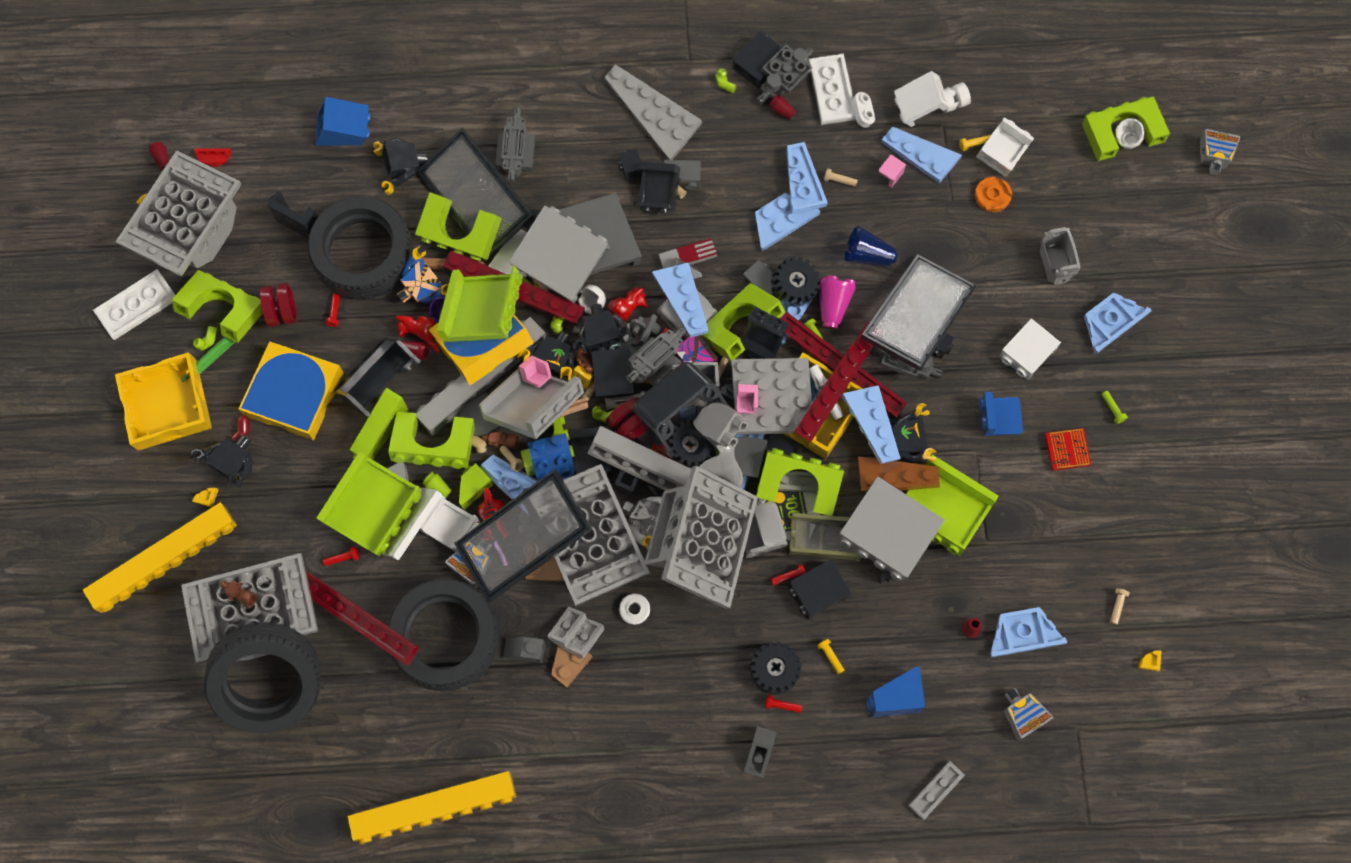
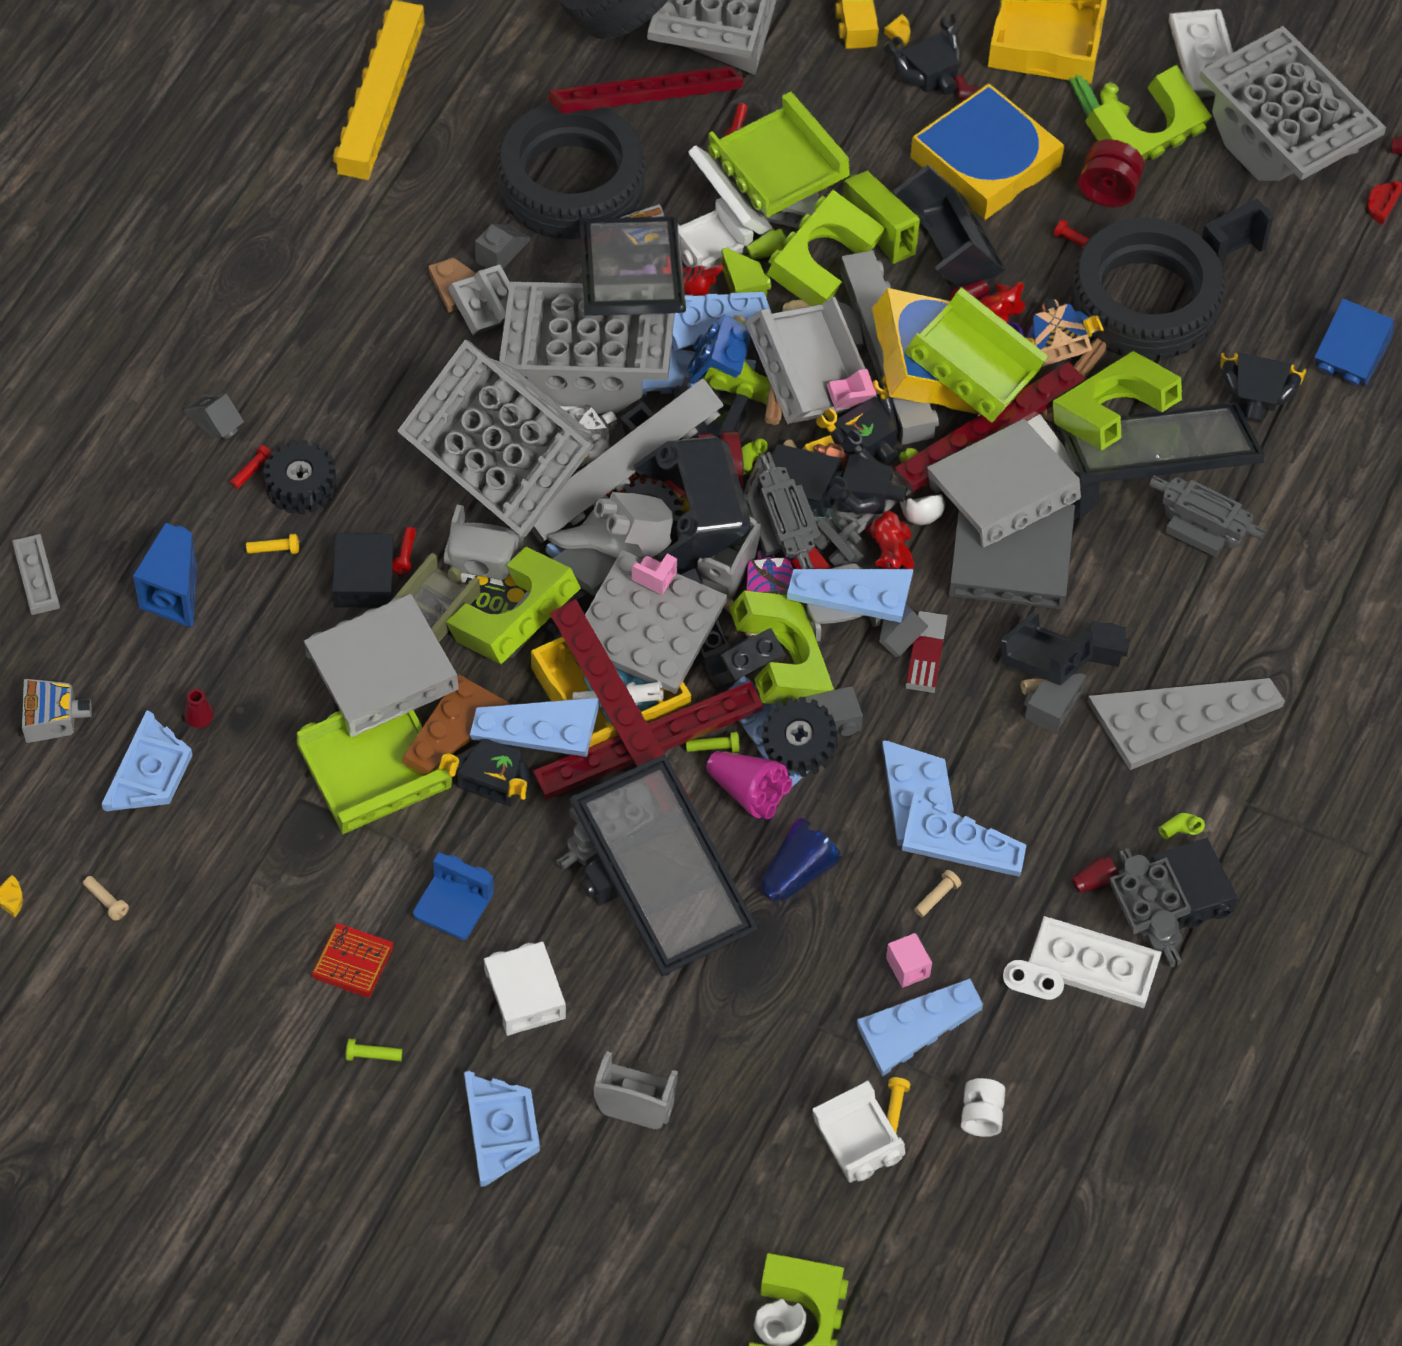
camera: 115 degrees right, 15 degrees down
(920, 98) = (1000, 1050): white panel -> none
(993, 194) = (795, 1084): orange tile -> none

